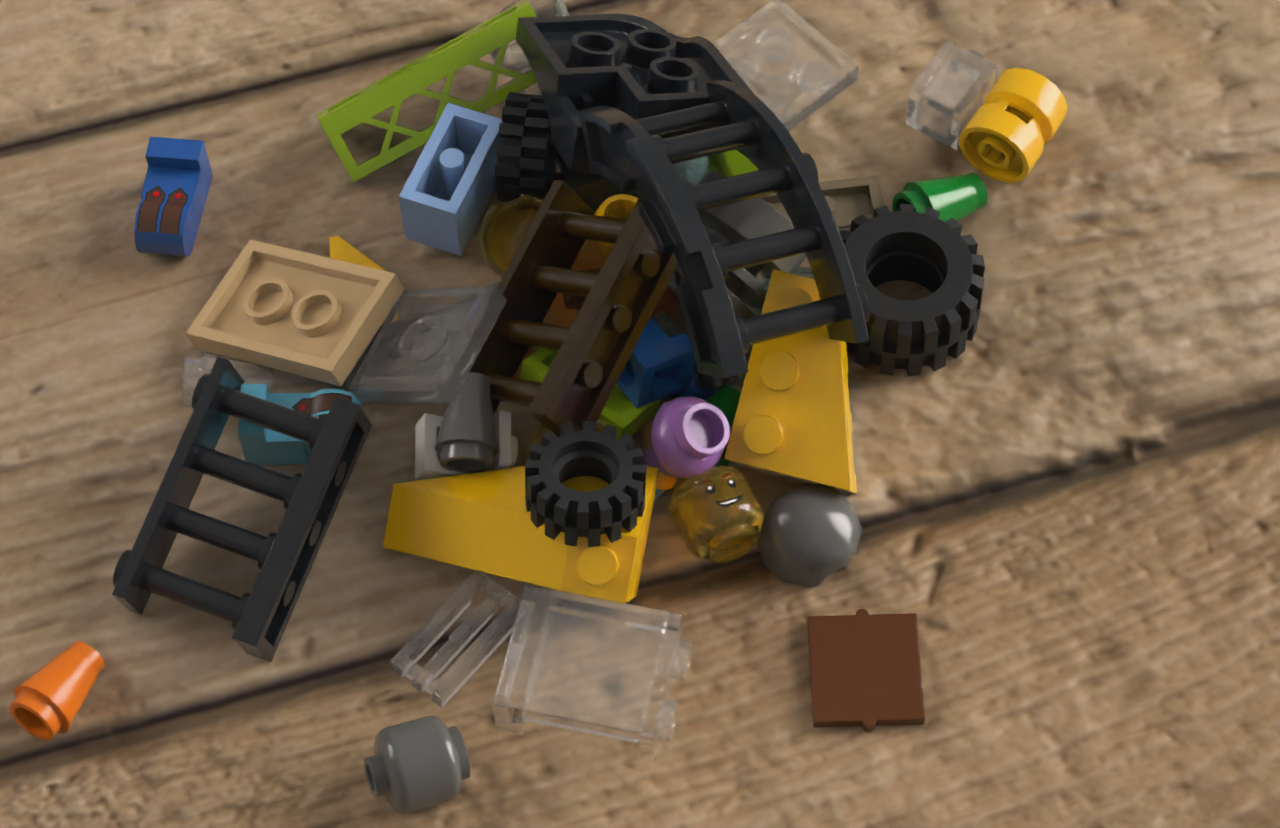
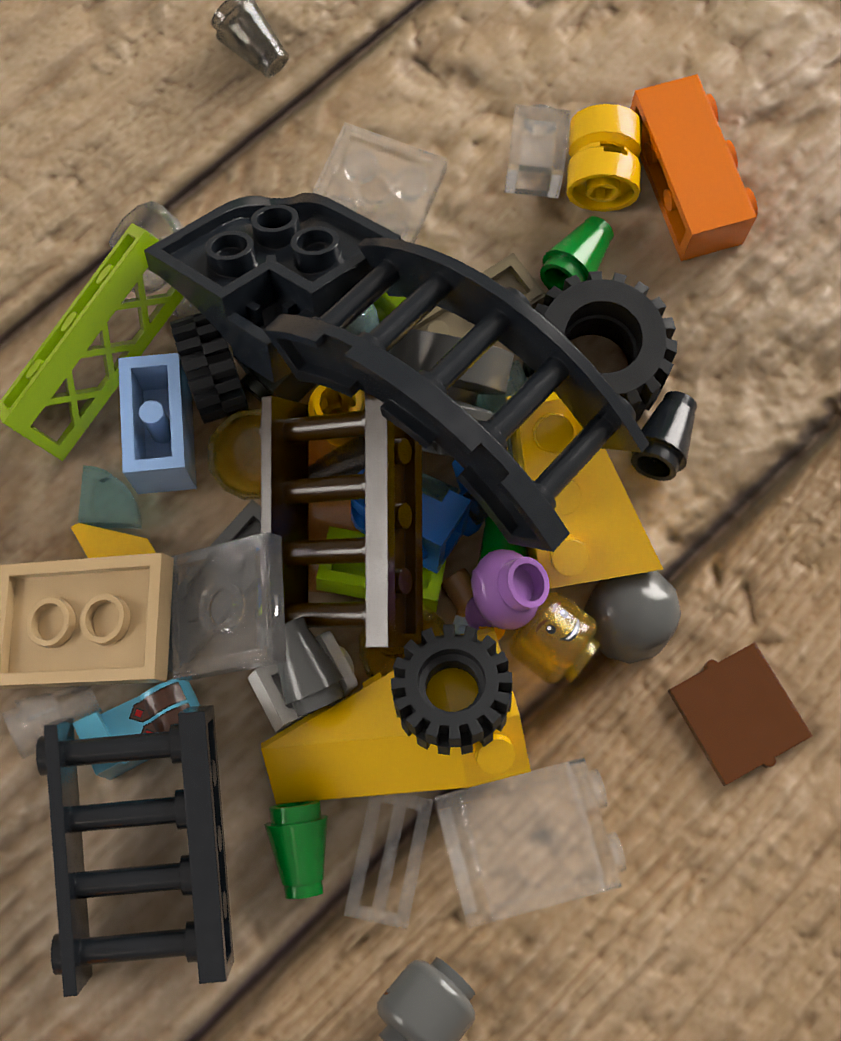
camera: 30 degrees left, 15 degrees up
(374, 232) = (107, 501): none -> clear light blue tile
(382, 584) = (298, 845): none -> green cone
(930, 395) = (668, 437): none -> black cone
(1101, 170) = (693, 168): none -> orange brick

